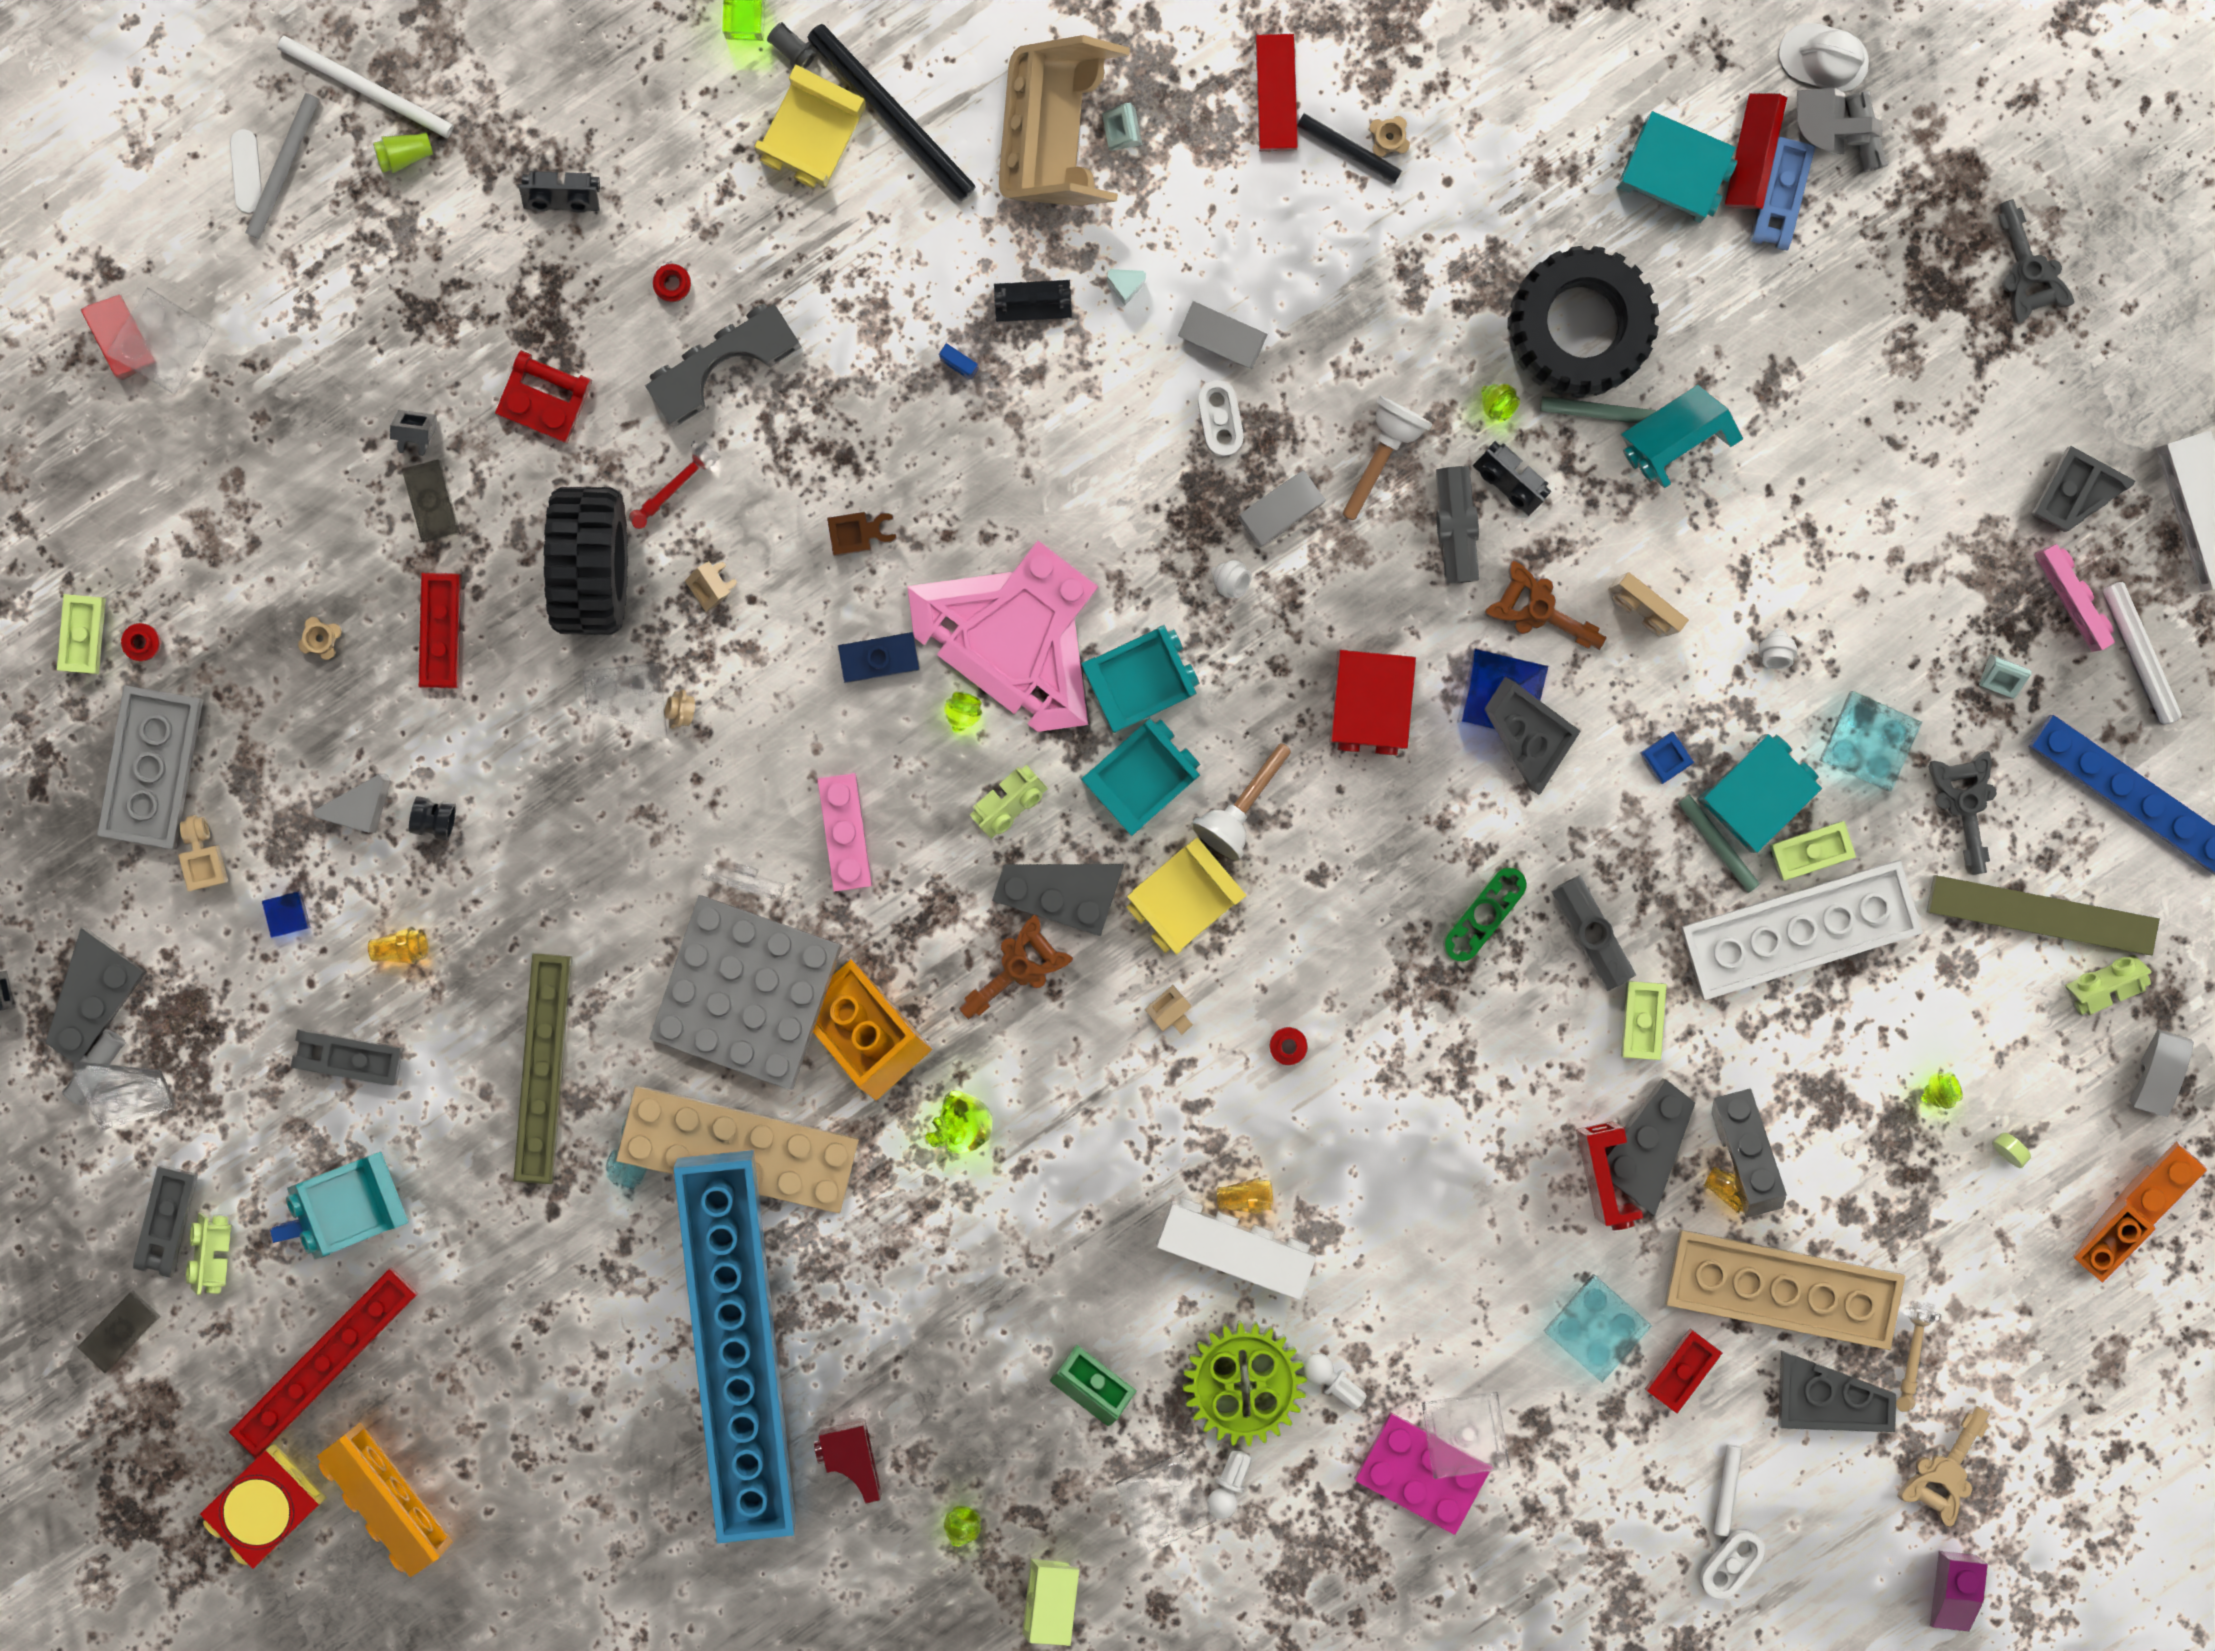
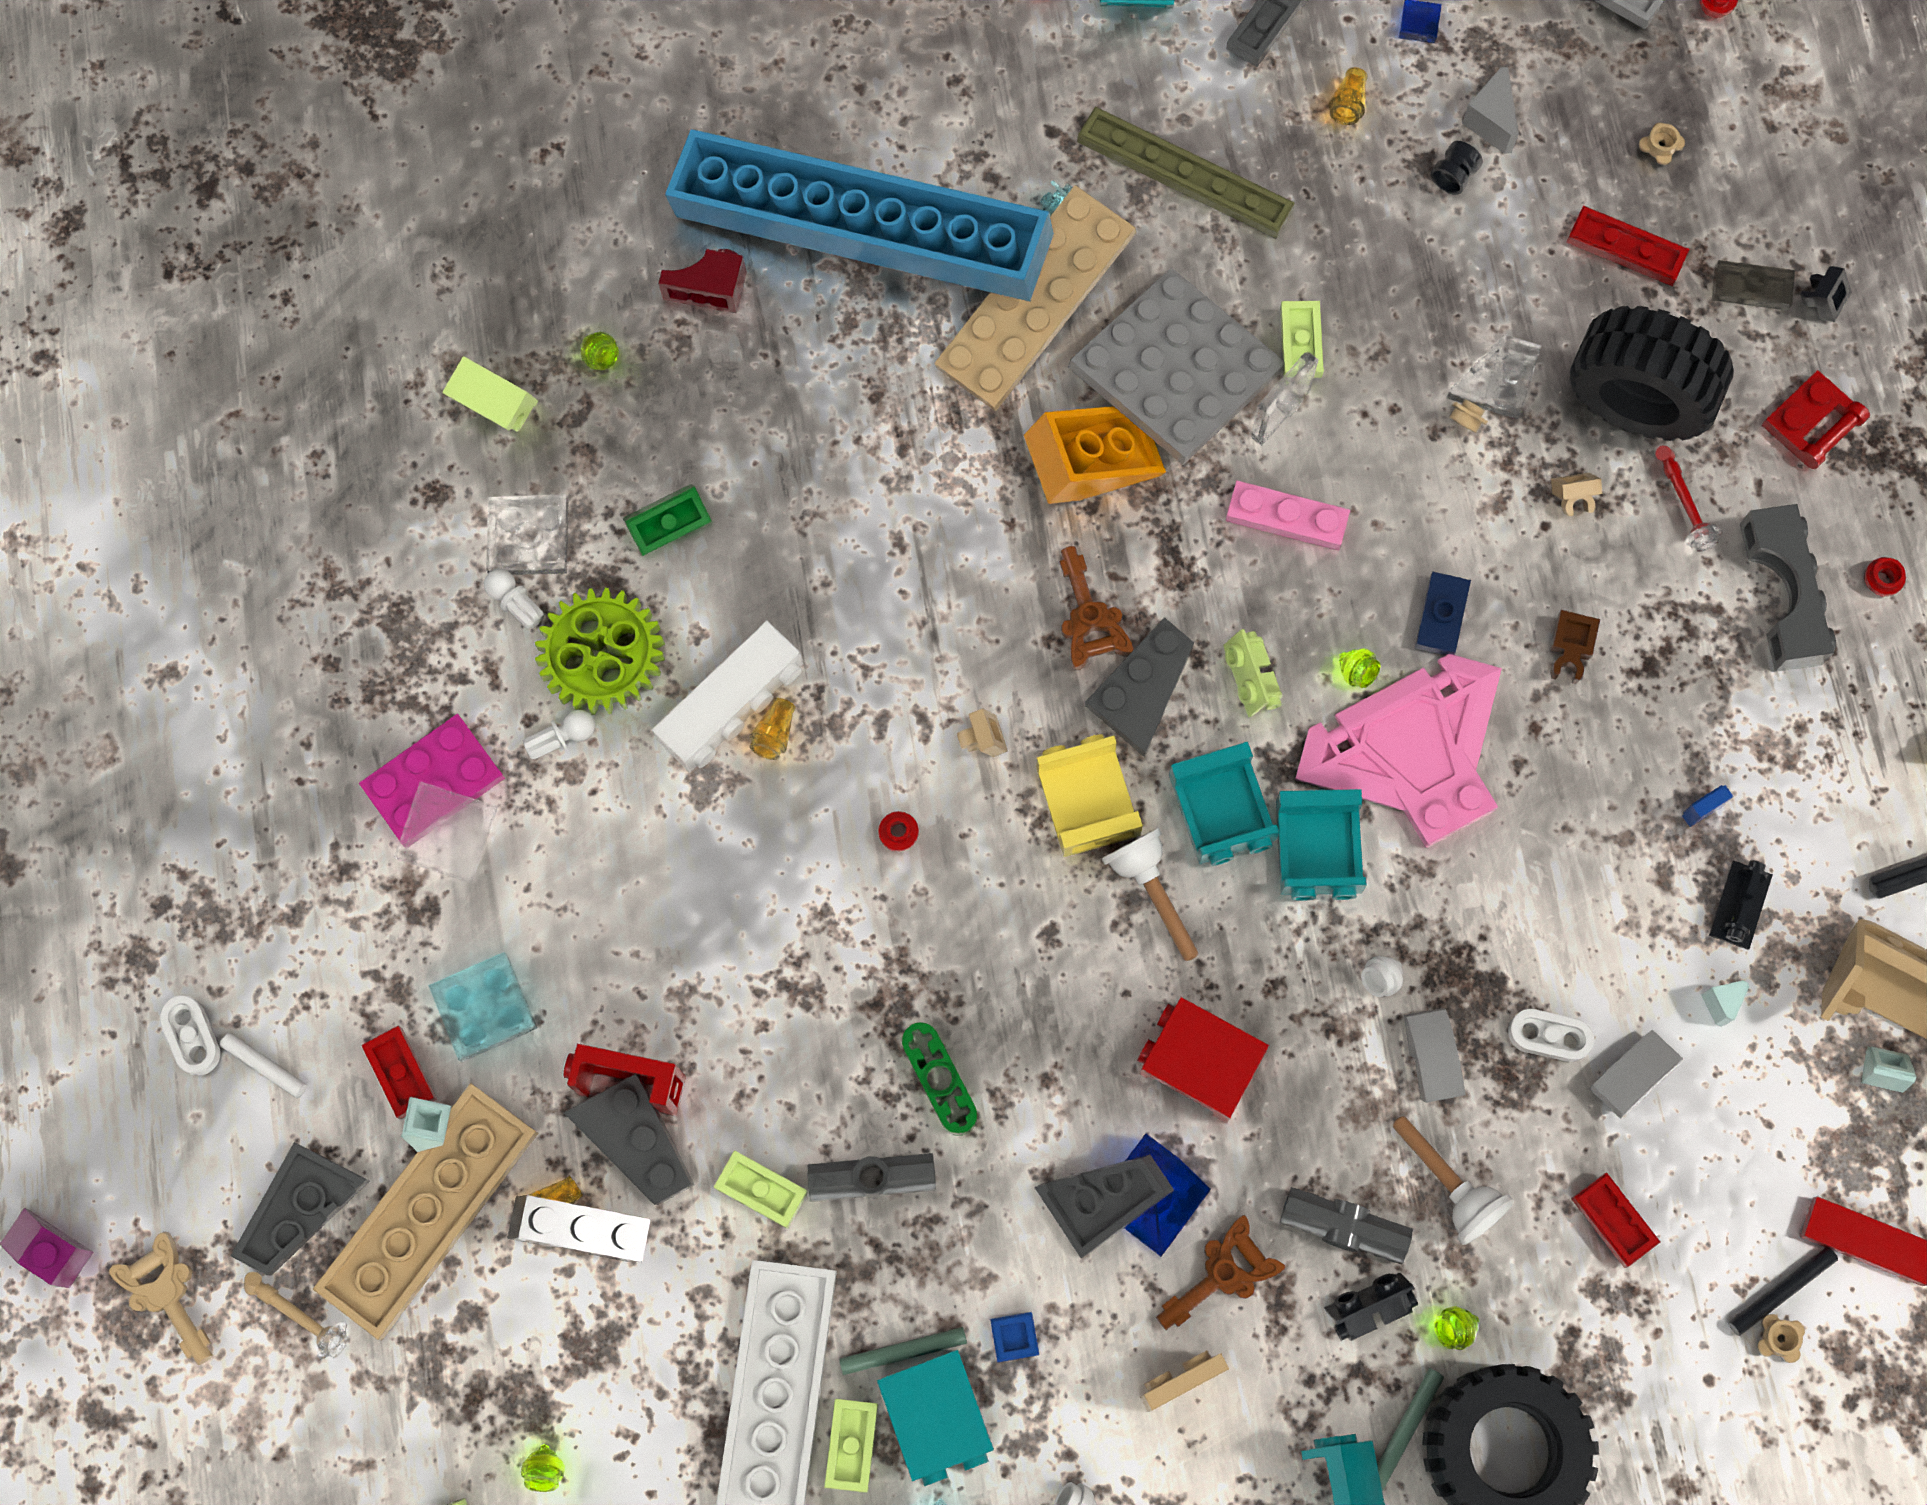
camera: 120 degrees right, 15 degrees down
(668, 890) = (1301, 333): none -> yellowish green plate
(962, 1124) = (965, 500): clear neon green piece -> none
(1353, 306) = (1615, 1220): none -> red plate
(1719, 1324) = (425, 1124): none -> light aqua slope

